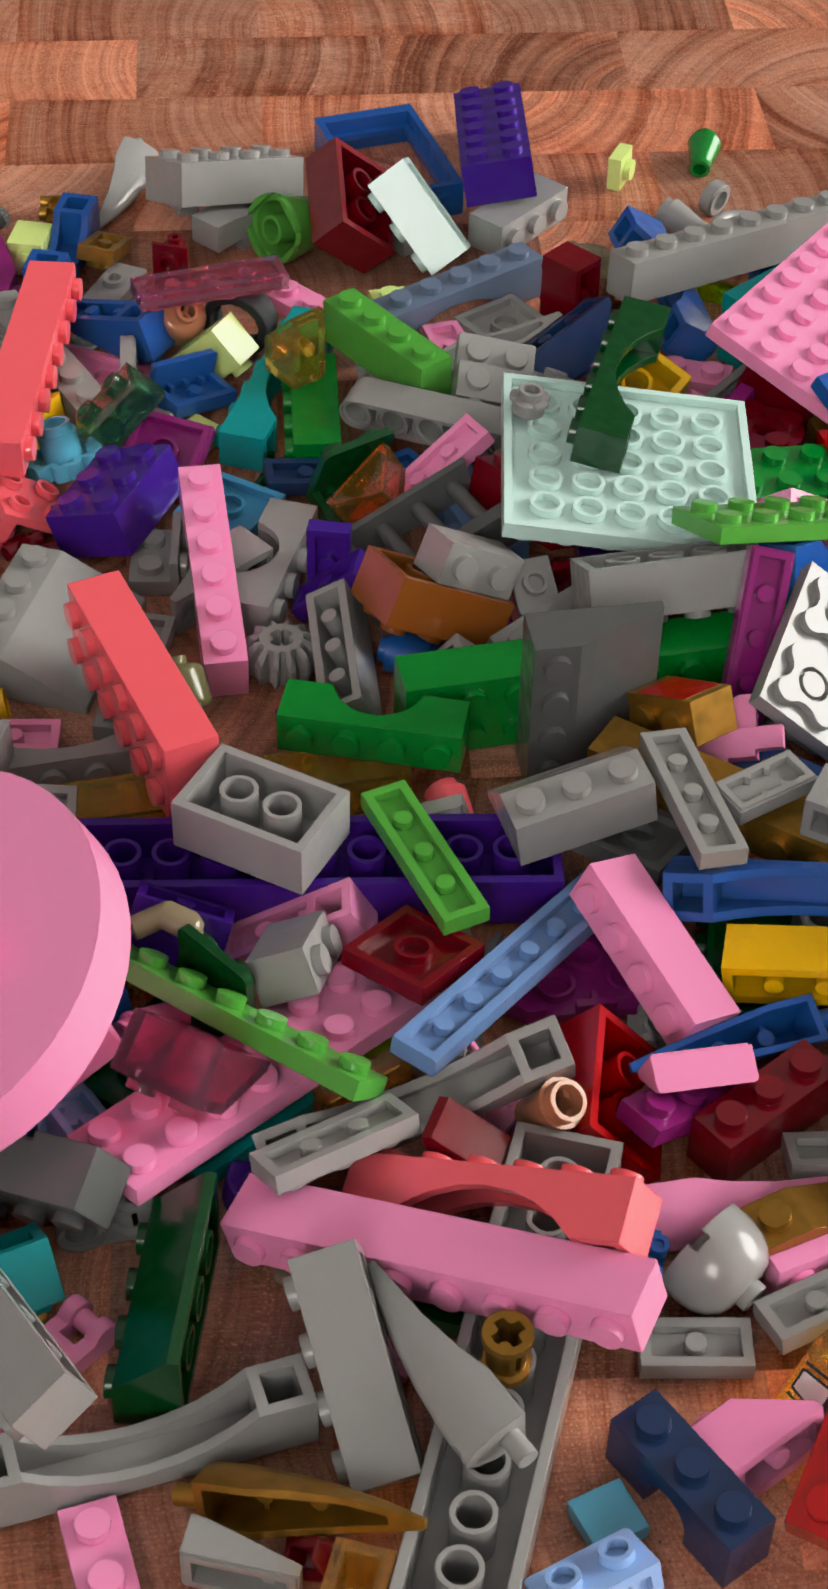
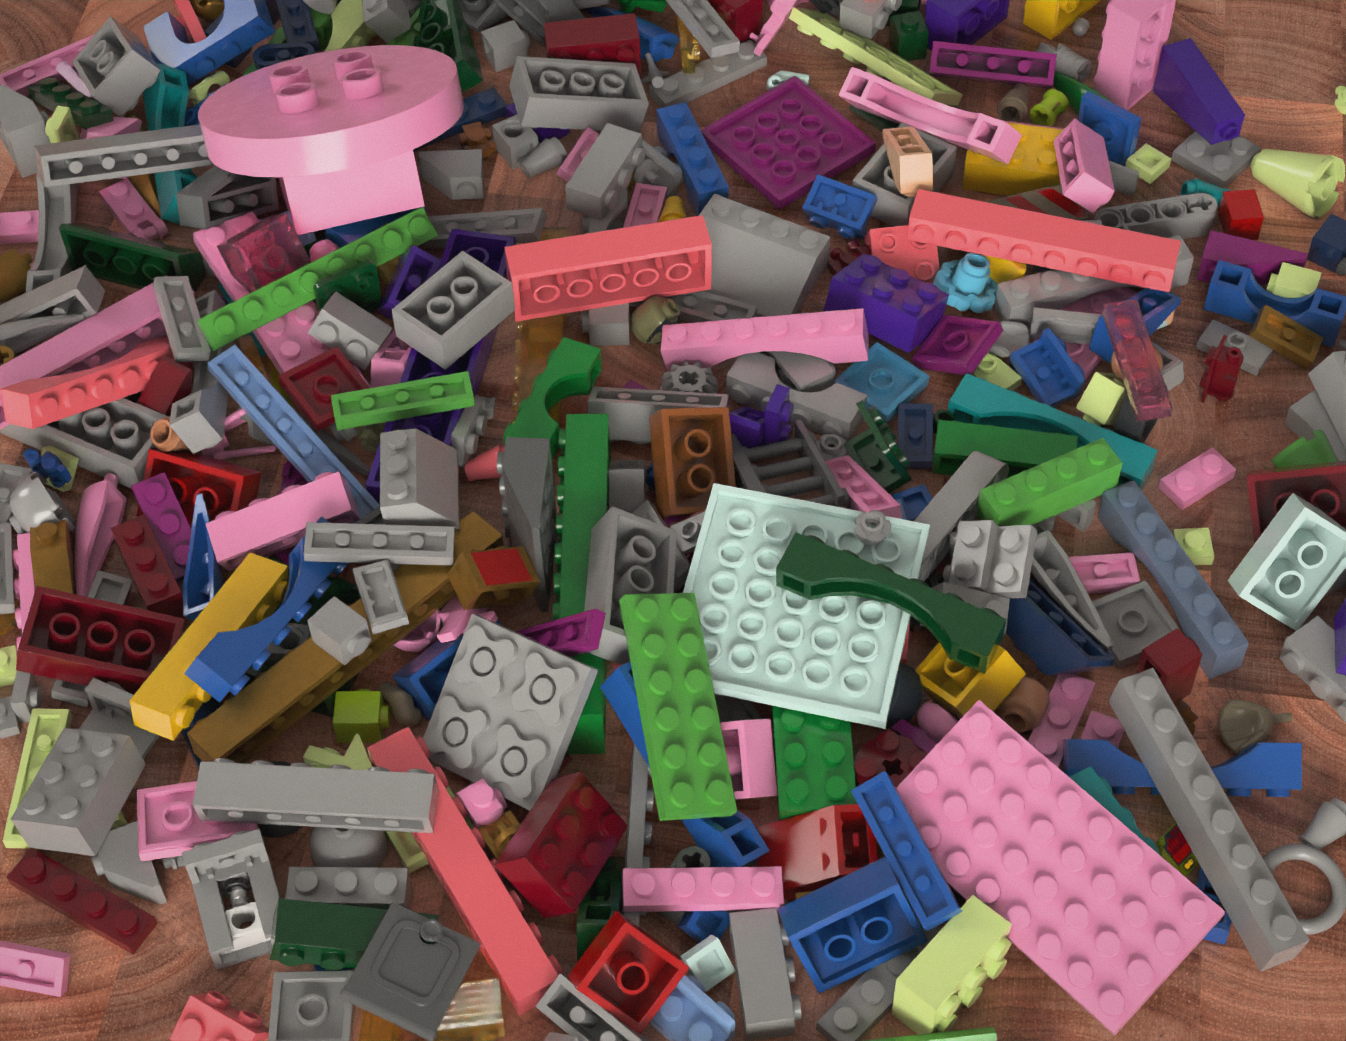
camera: 105 degrees right, 10 degrees up
(119, 407) = (983, 298): clear green bracket -> none
(164, 916) = (389, 264): dark tan arm -> none
(297, 349) = (1047, 420): clear yellow slope -> none
(370, 486) = (850, 454): clear orange slope -> none
(468, 561) = (696, 465): light grey brick -> none
(700, 1068) = (171, 519): bright pink slope -> none

